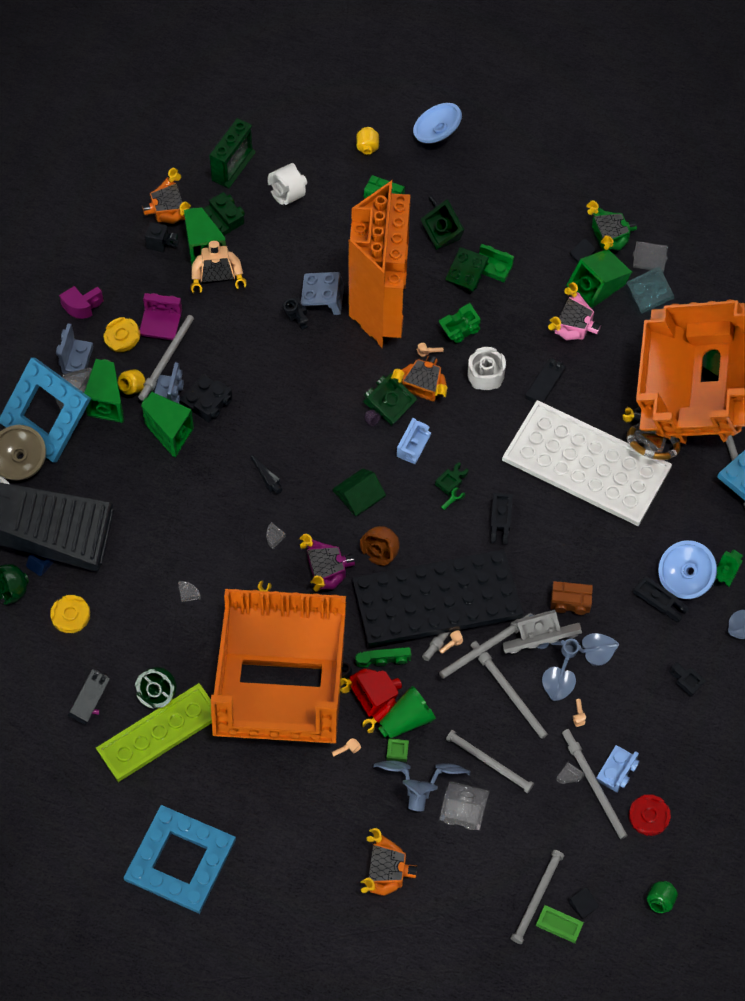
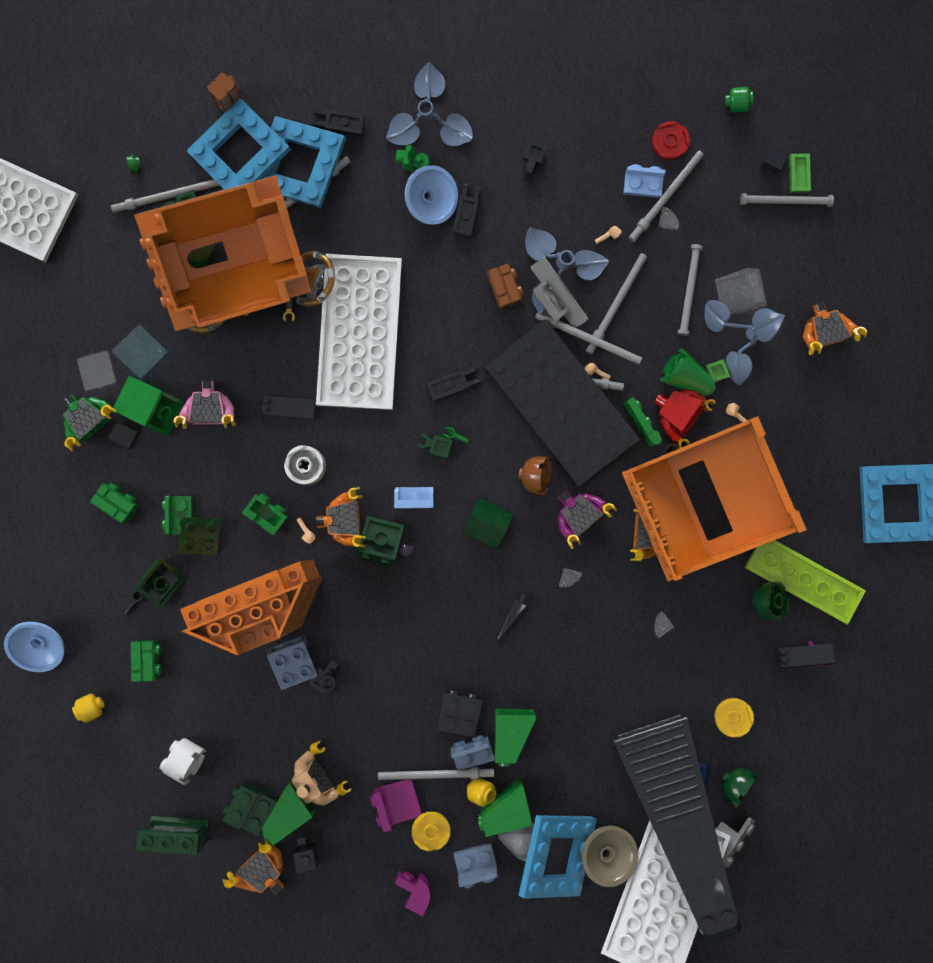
camera: 120 degrees left, 25 degrees up
(527, 223) = (114, 503): none -> green brick

